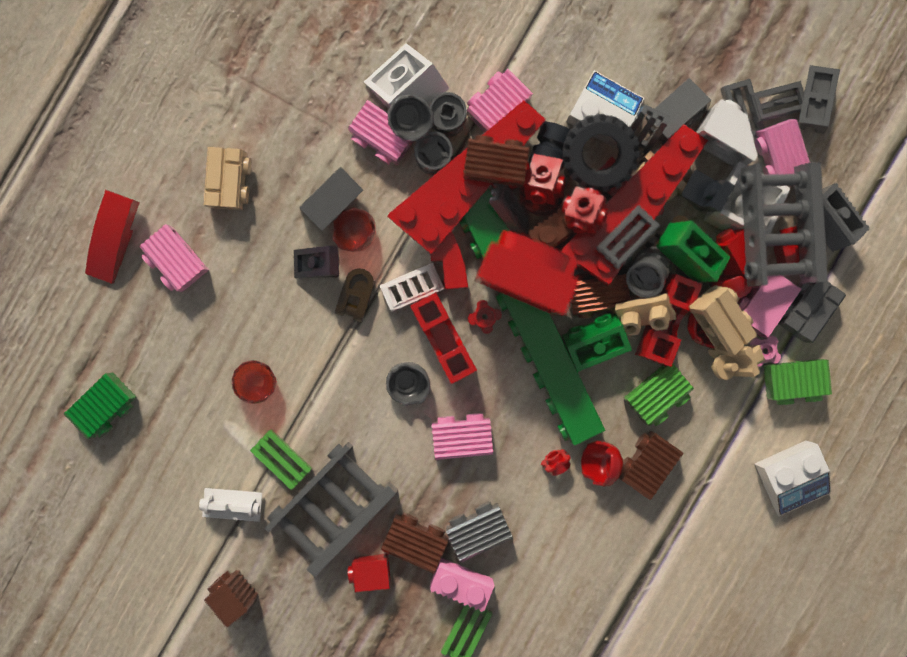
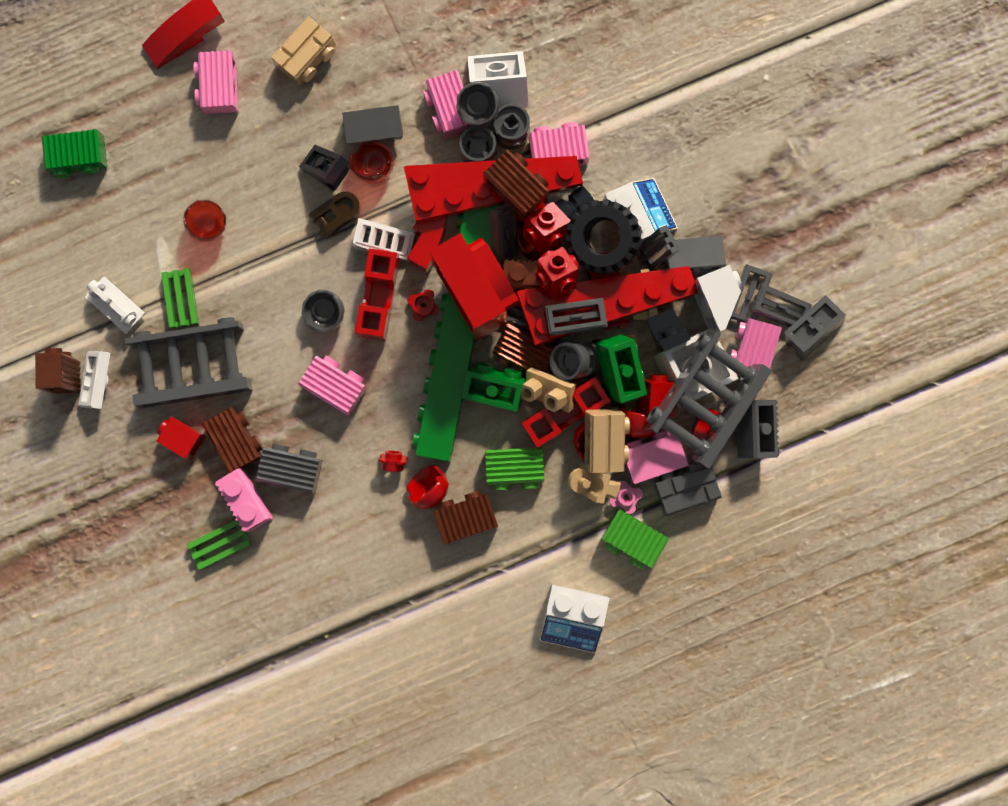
camera: 35 degrees right, 5 degrees down
(264, 578) = (94, 379): none -> white plate

